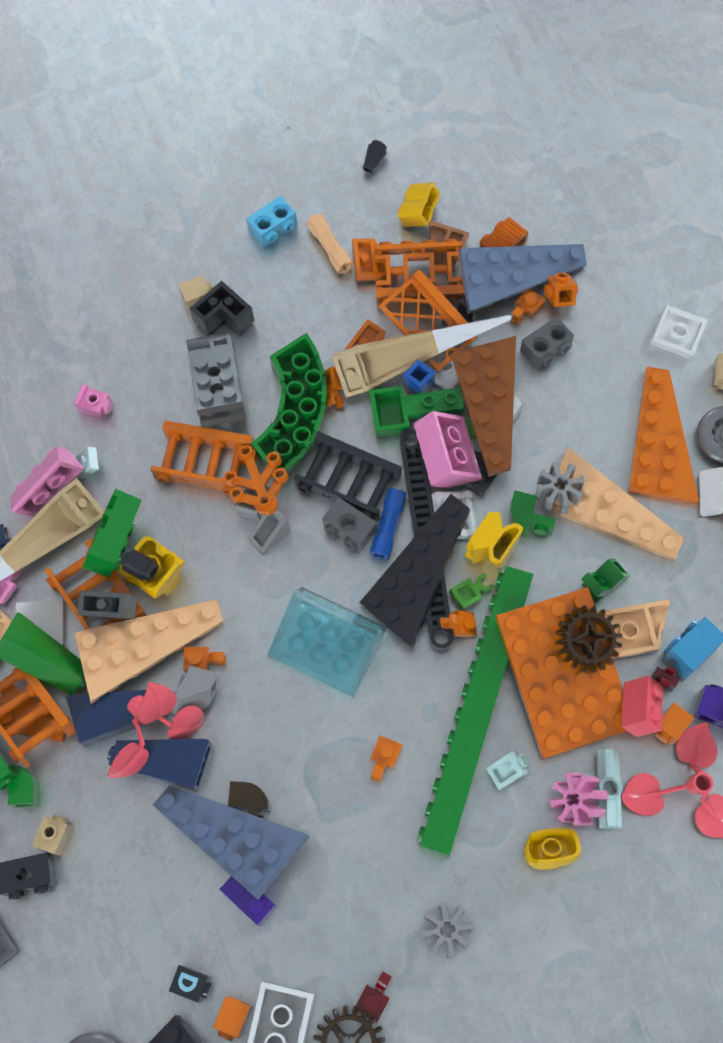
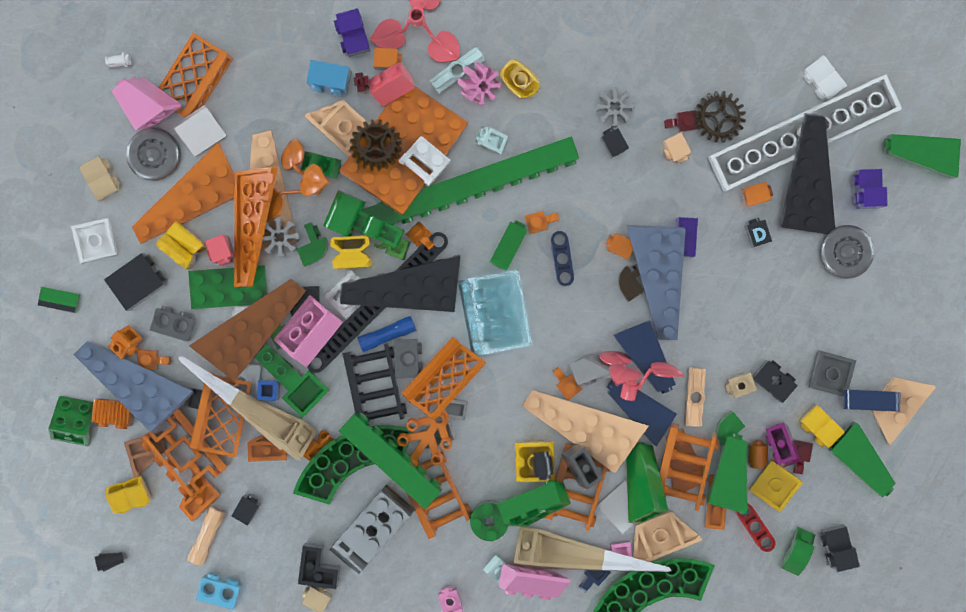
camera: 135 degrees left, 20 degrees up
(91, 787) = (694, 410): none -> light nougat piece
(137, 476) = (478, 522): none -> green brick
(263, 433) = (391, 460): none -> green brick
(295, 817) = (619, 246): none -> orange brick
(314, 536) = (435, 371): none -> orange fence
(319, 740) = (565, 249): none -> dark blue beam
(325, 290) = (246, 509): none -> black brick
(350, 964) = (676, 148): none -> light nougat brick
(383, 701) = (508, 245): none -> green slope
(409, 899) = (614, 142): none -> black brick
(523, 204) = (71, 421): none -> green bracket
(533, 564) = (347, 215): none -> green plate
(535, 686) = (429, 156): none -> white plate
(546, 415) = (216, 288): none -> green plate
(587, 427) = (220, 250): none -> coral brick
(596, 549) = (311, 183): none -> orange plant
(609, 480) = (251, 207): none -> orange wing
(612, 338) = (136, 281): none -> black brick
(618, 395) = (181, 245): none -> yellow piece
(644, 267) = (58, 299): none -> green tile

